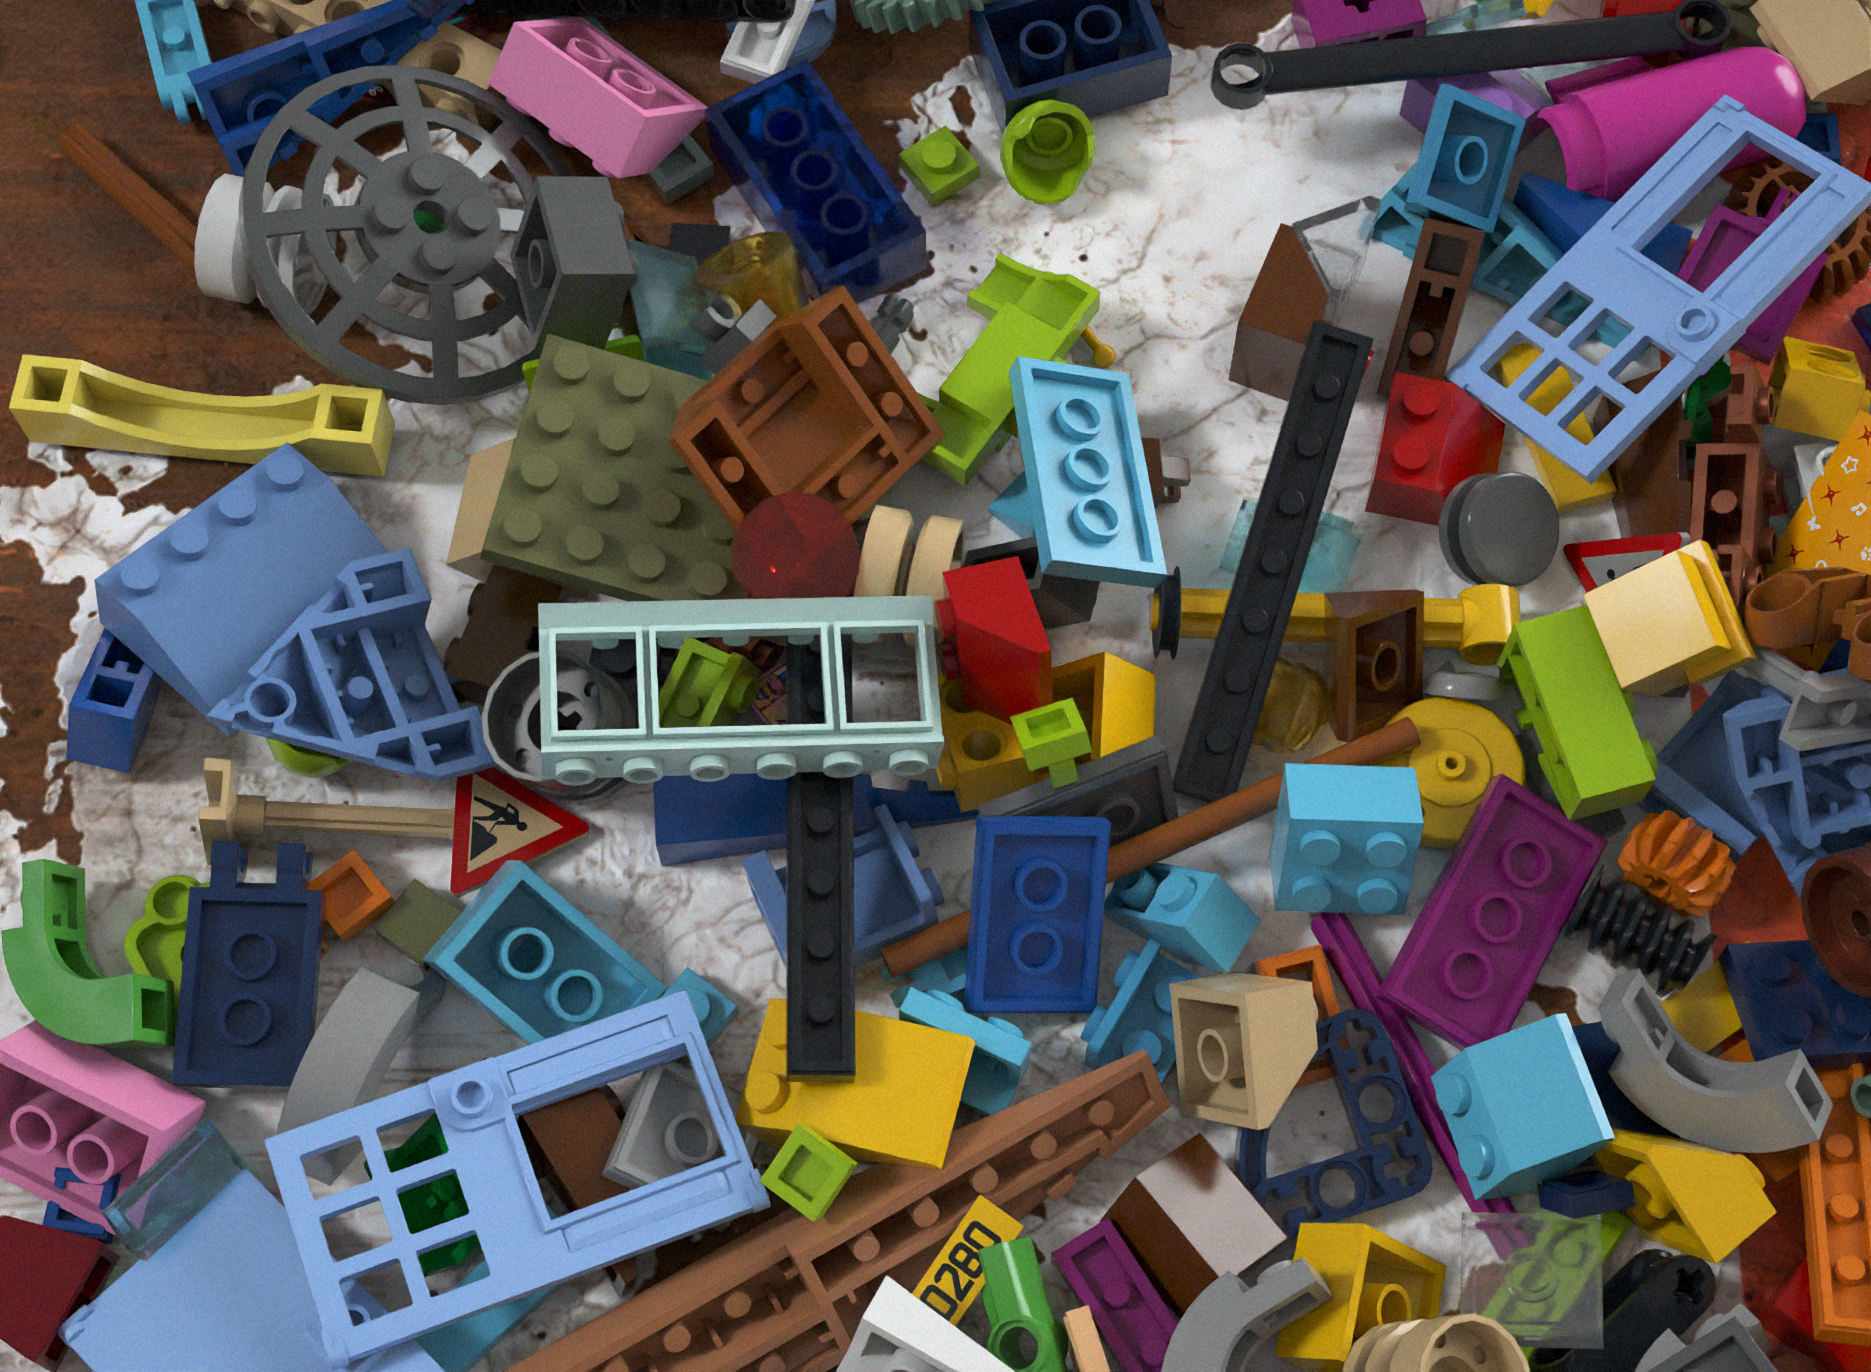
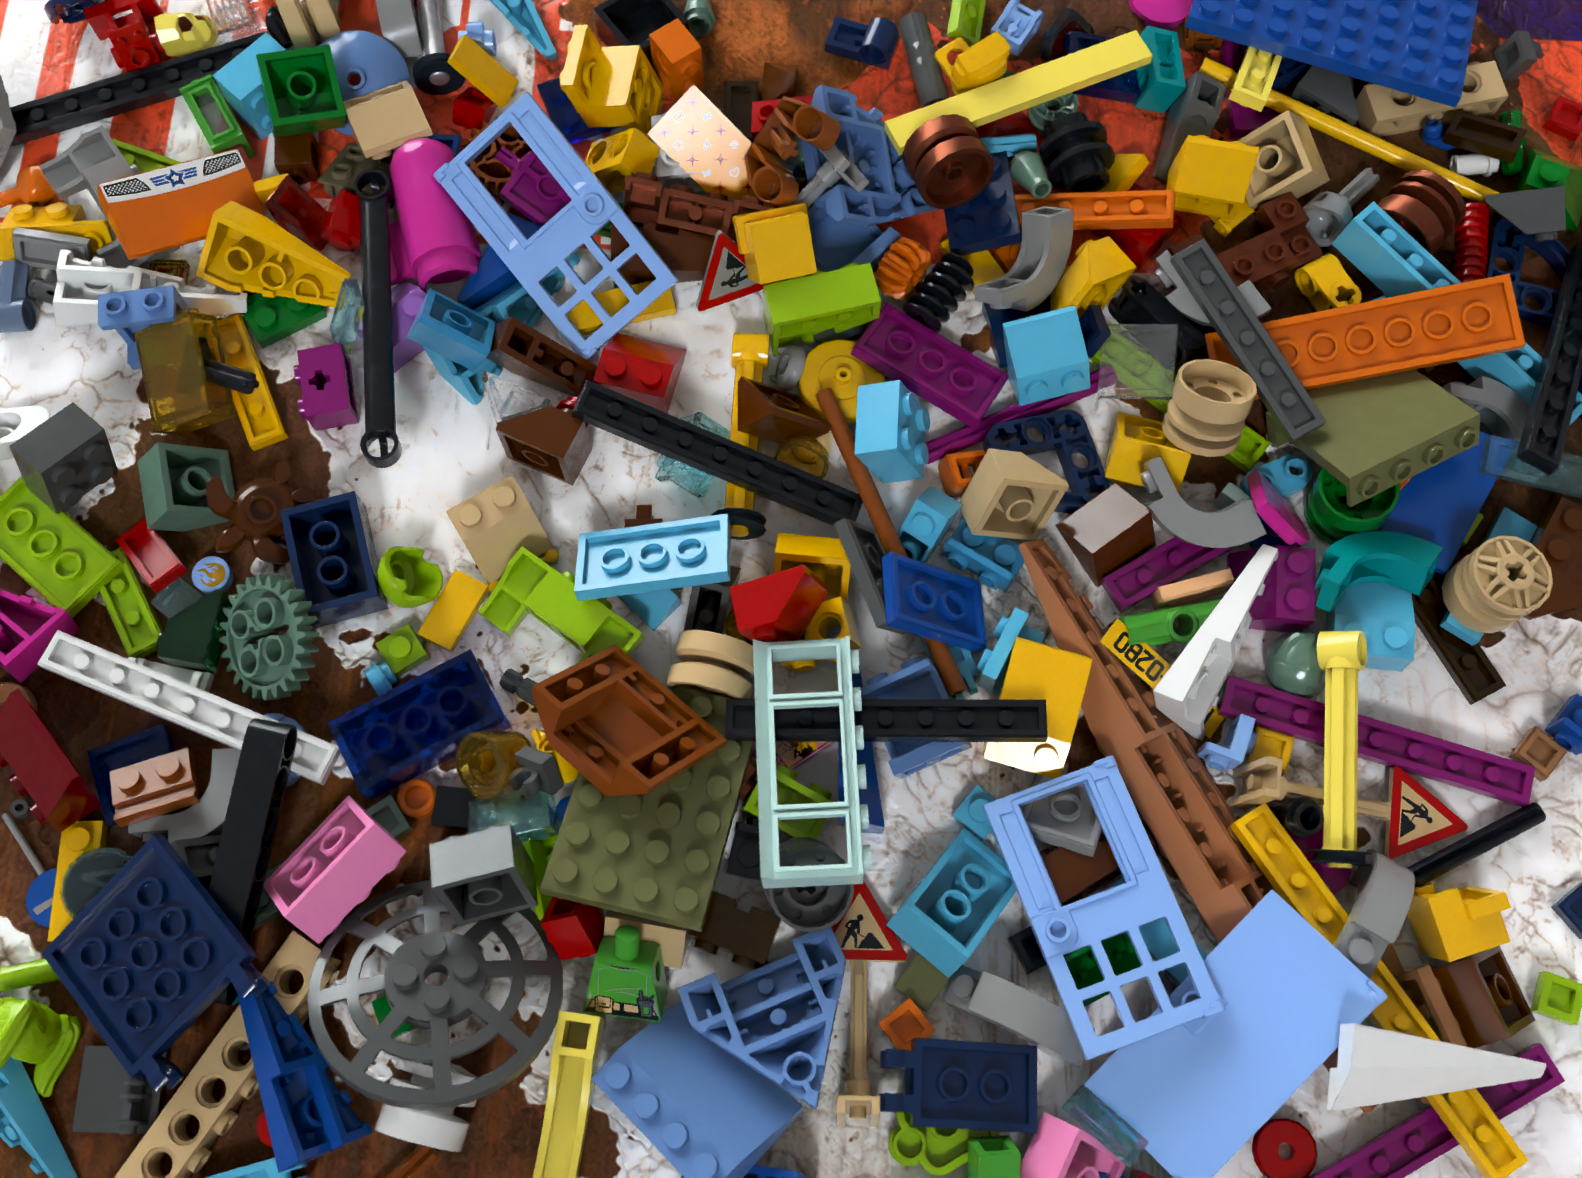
camera: 90 degrees left, 5 degrees up
(430, 487) = (627, 978): none -> bright green torso
(498, 402) = (573, 928): none -> red brick
(713, 203) = (417, 798): none -> orange tile
(795, 549) = (715, 726): clear red tile -> none
(808, 1172) = (1097, 731): lime tile -> none
(891, 136) = (380, 677): none -> medium azure plate
(1004, 225) = (453, 611): none -> yellow tile
(1052, 739) = (841, 577): lime tile -> none
(1145, 268) = (496, 527): none -> tan slope
(1499, 529) = (695, 337): dark grey head -> none

